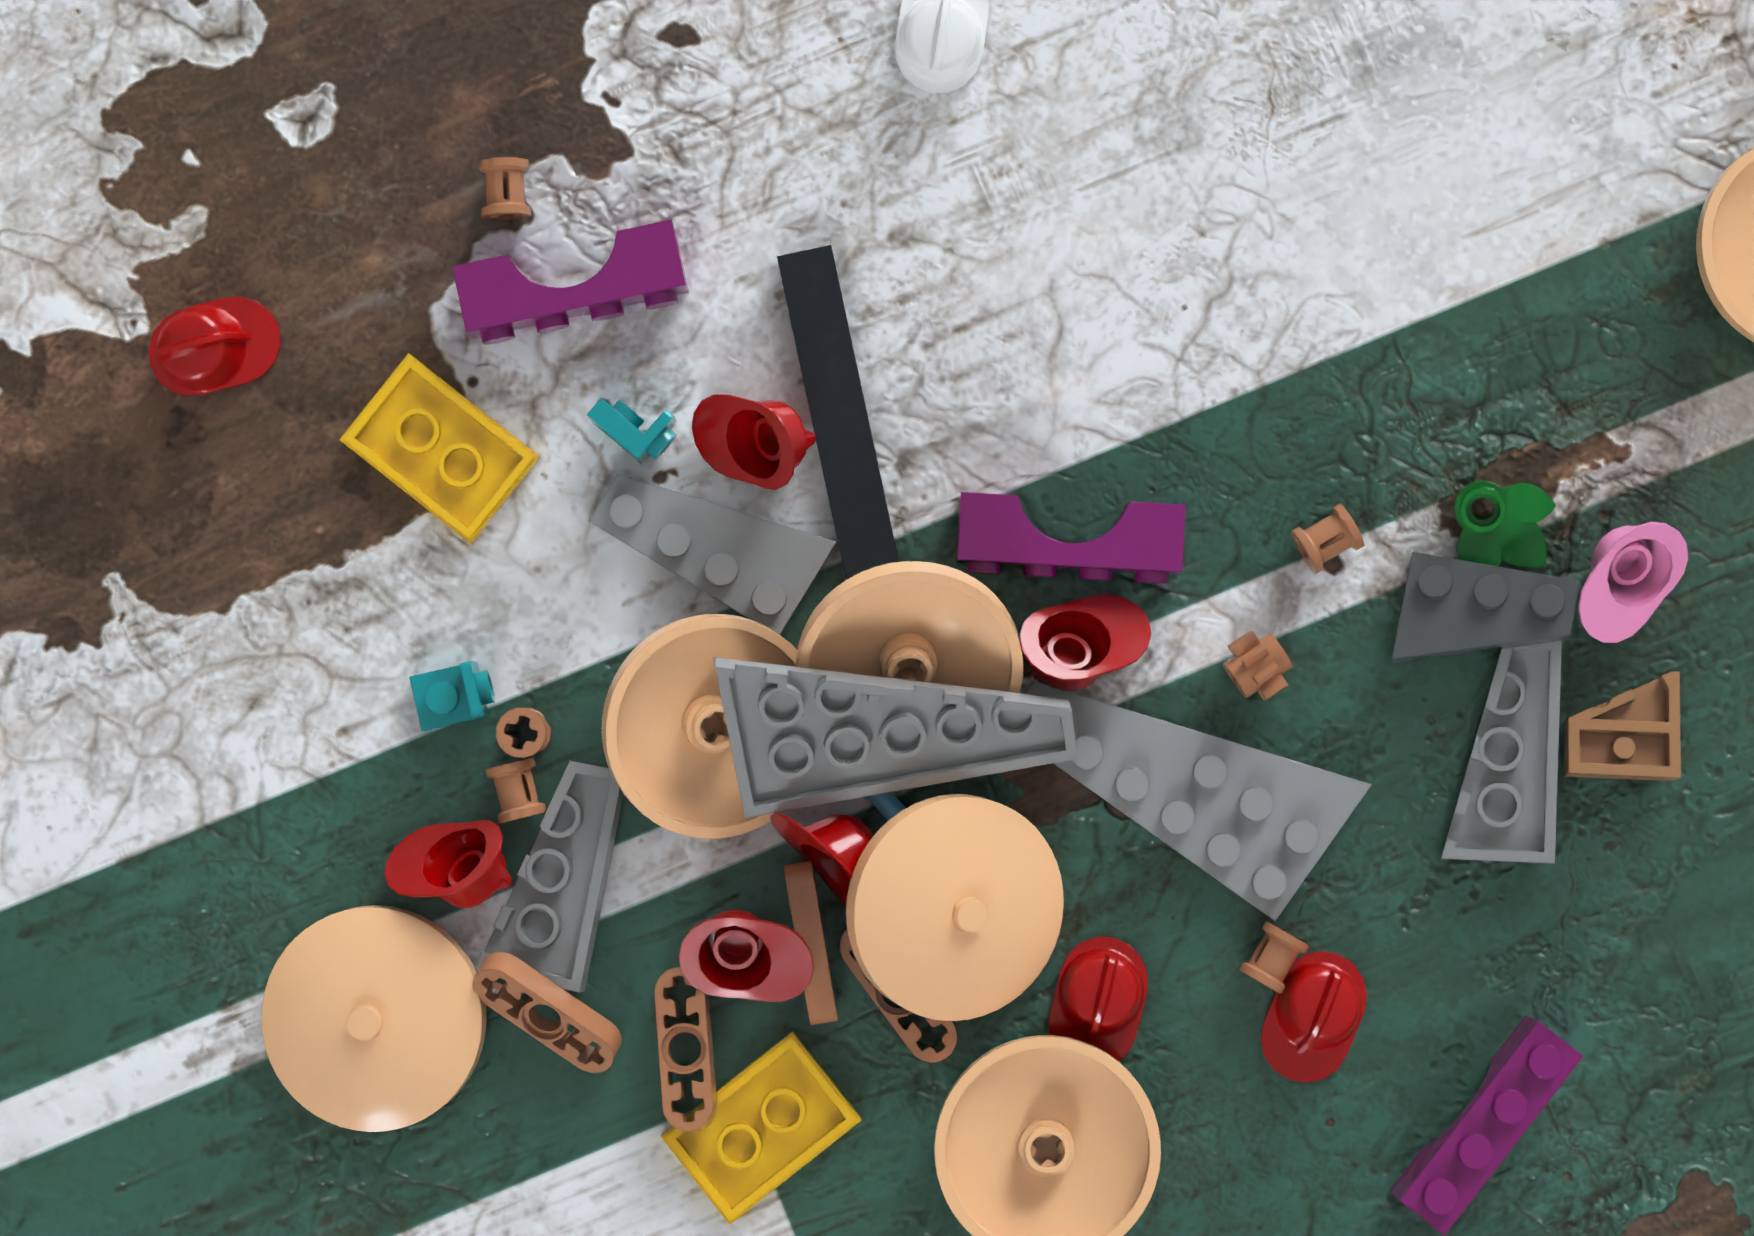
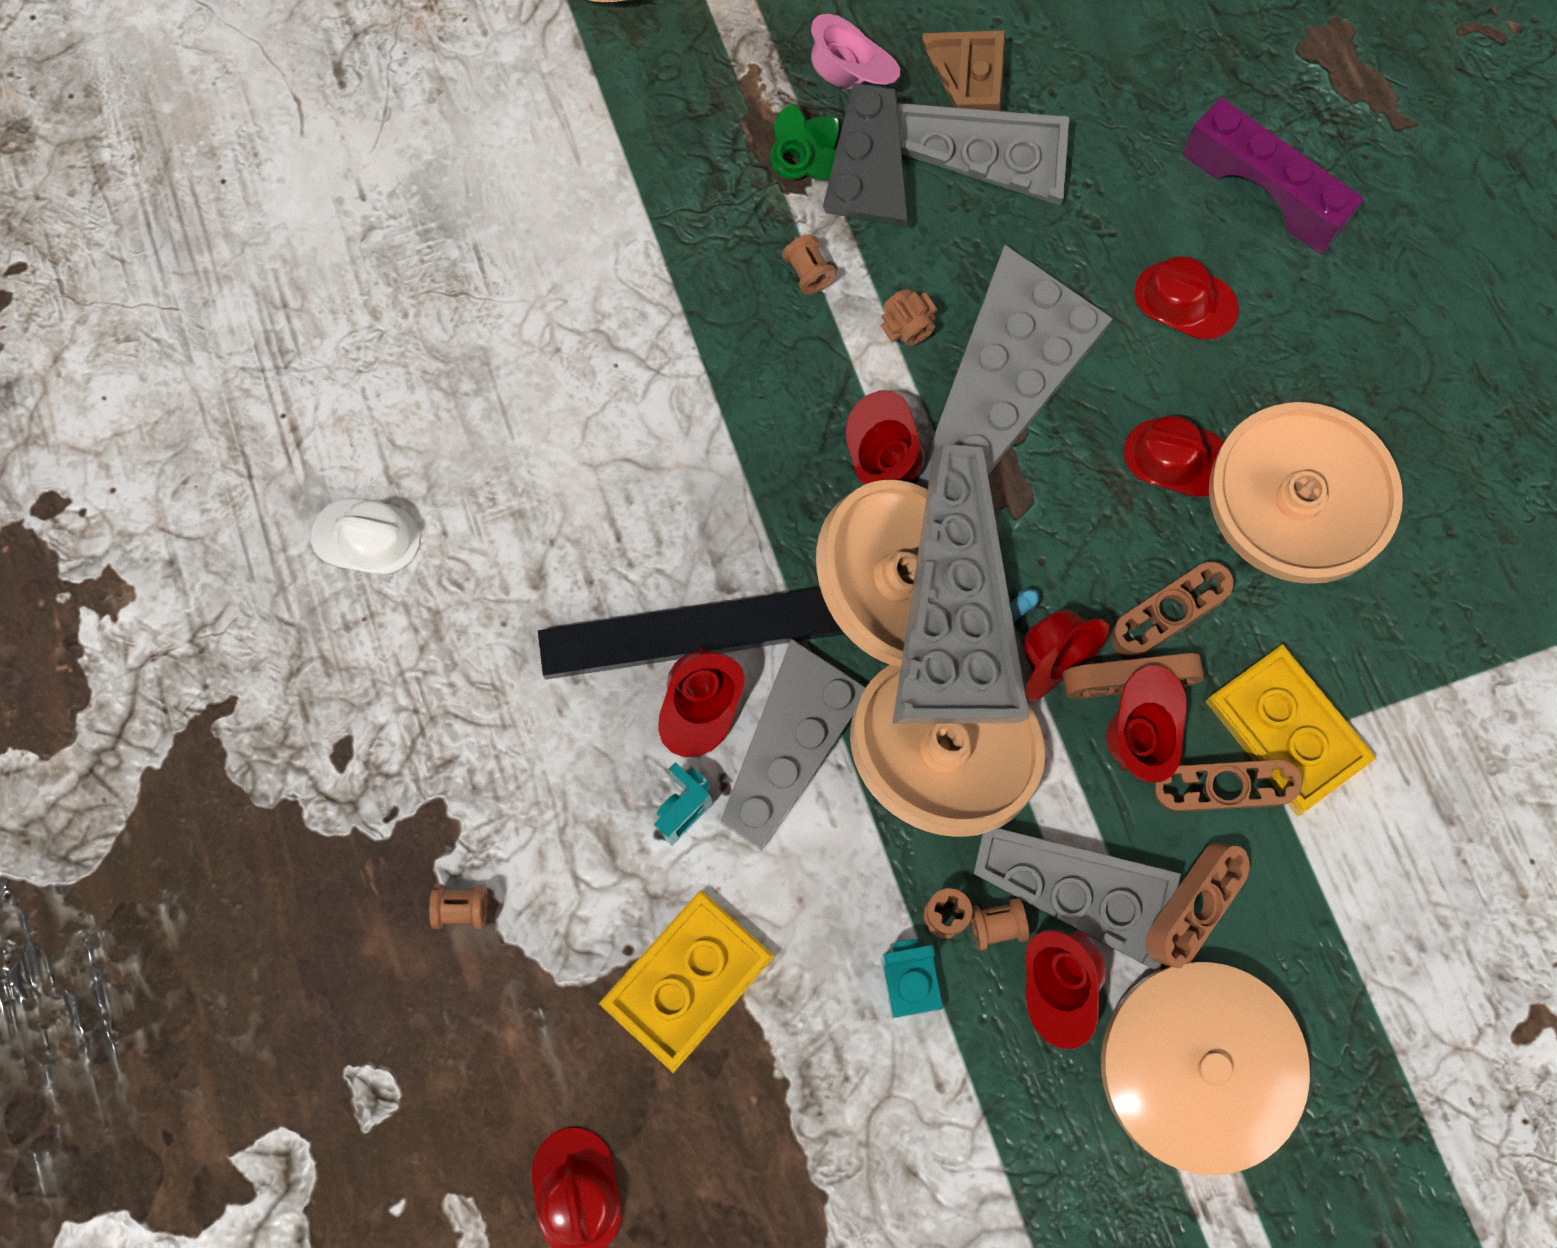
camera: 85 degrees left, 15 degrees down
(640, 269) = (555, 913): magenta arch -> none
(954, 907) = (1105, 553): light nougat dish -> none
(1142, 541) = (789, 505): magenta arch -> none
(1273, 957) = (1142, 320): nougat bush -> none

